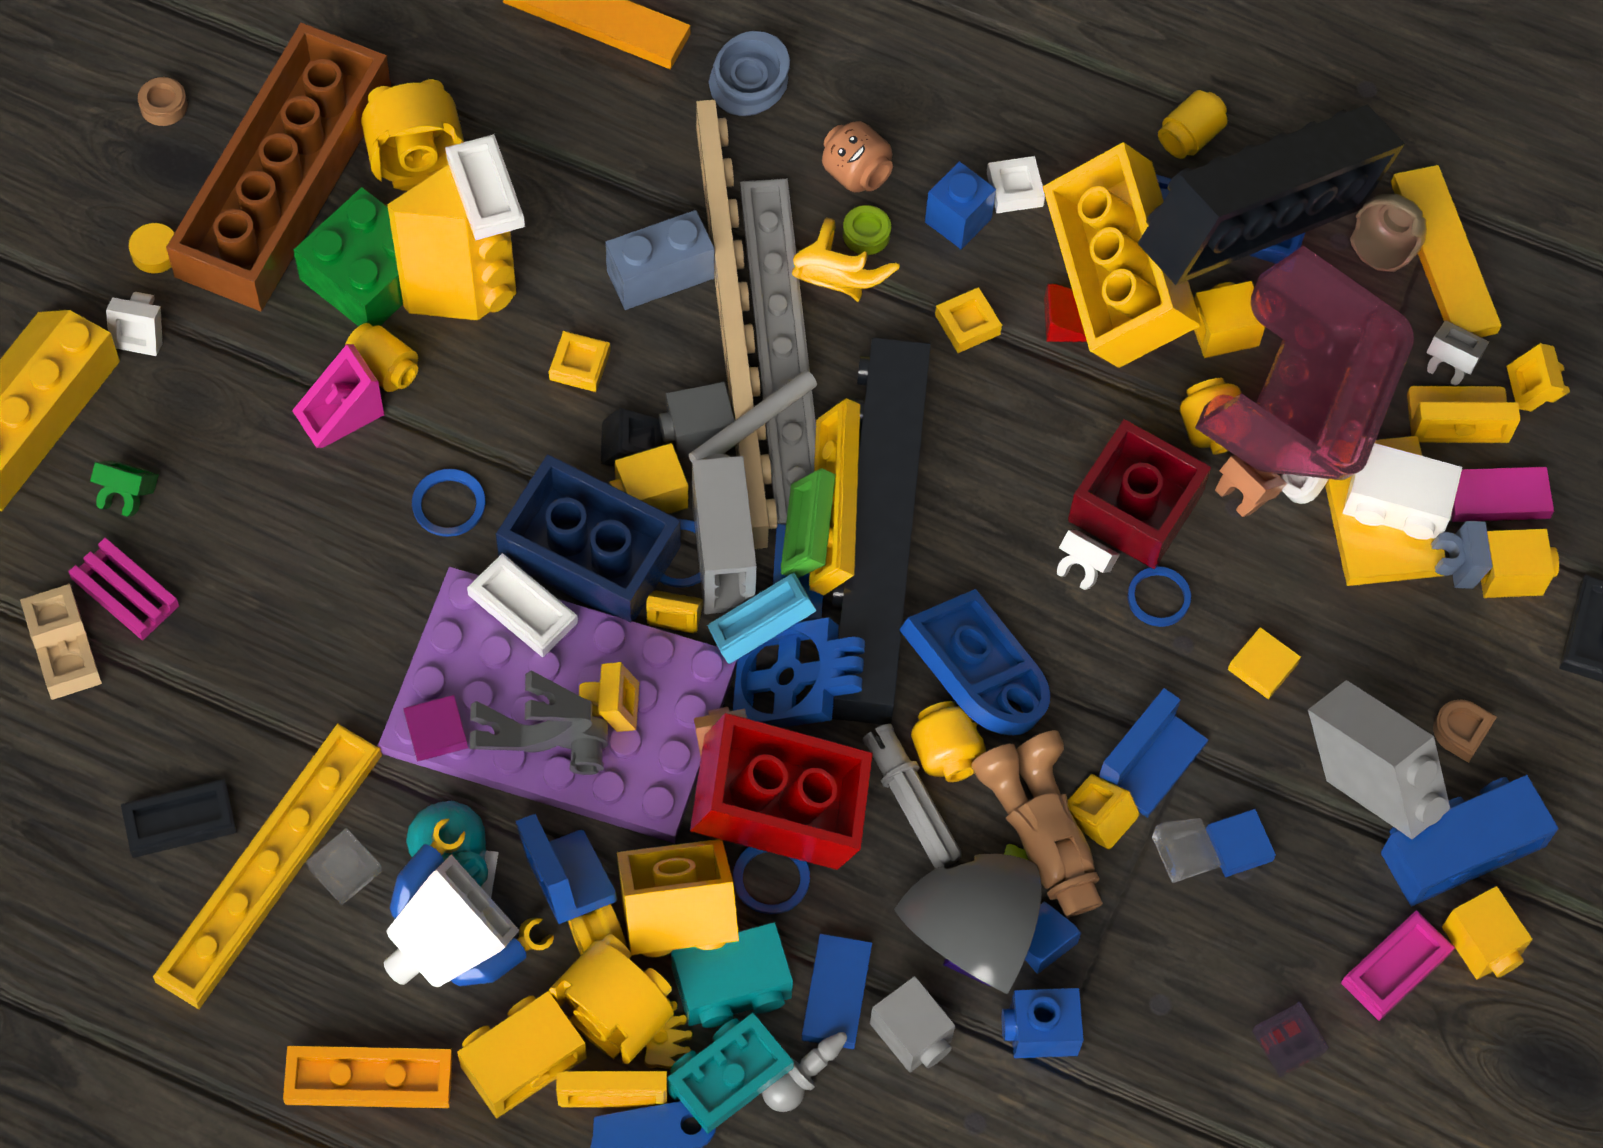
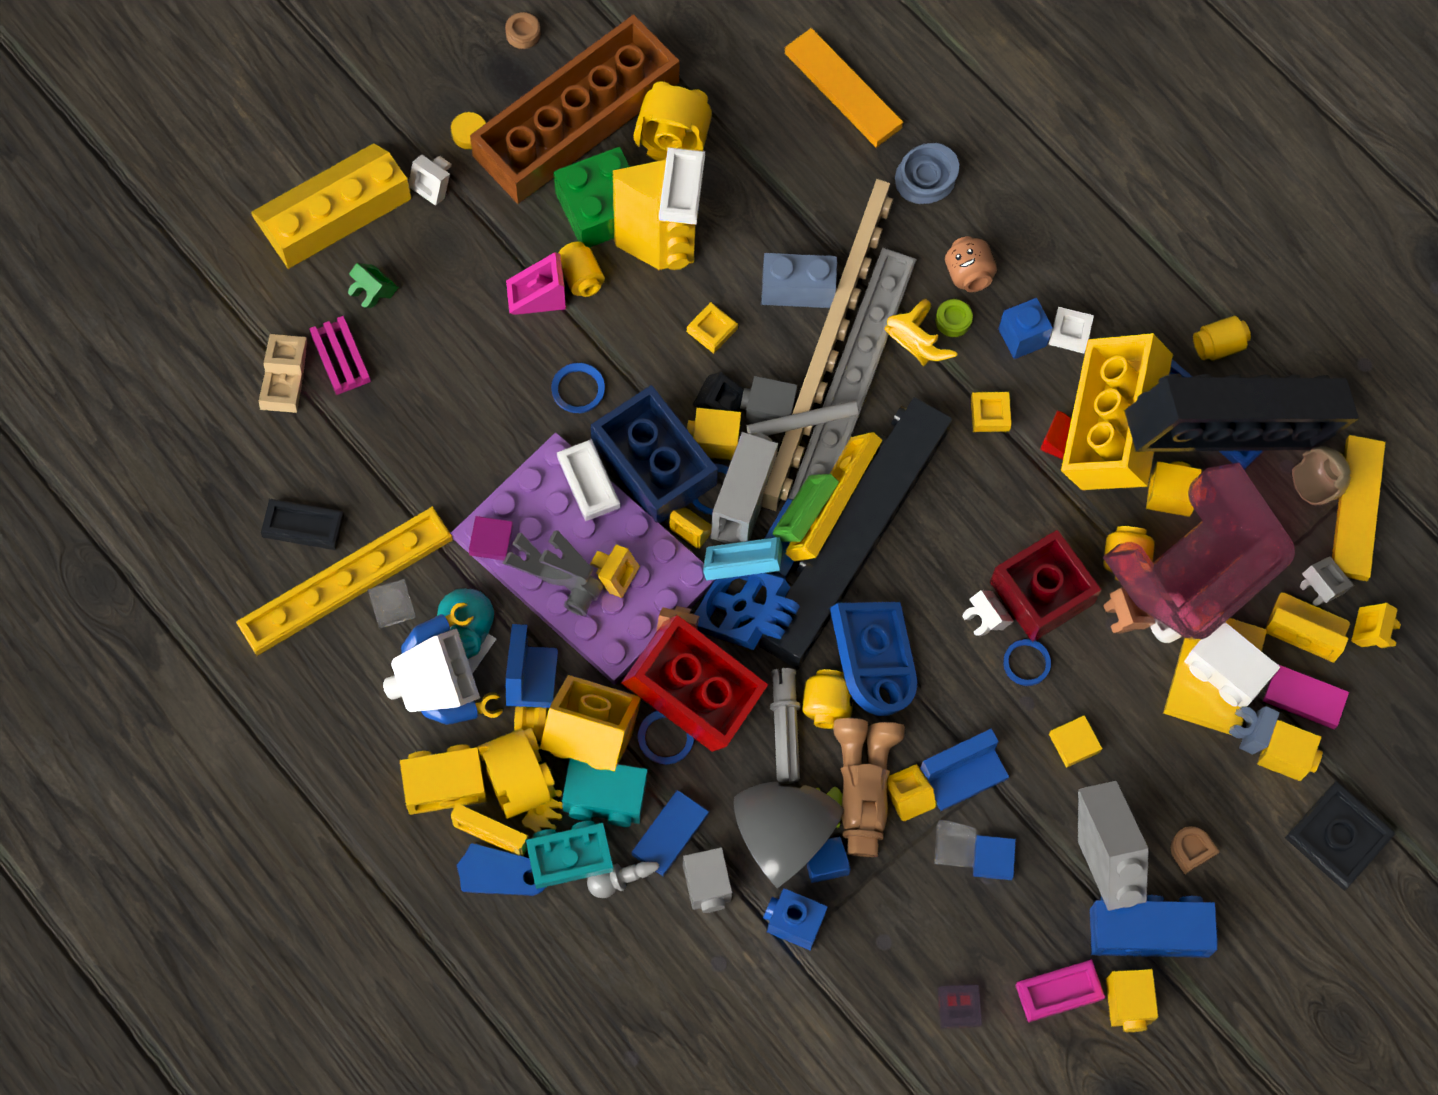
camera: 25 degrees right, 5 degrees up
(368, 1077) = (339, 750): light orange plate -> none

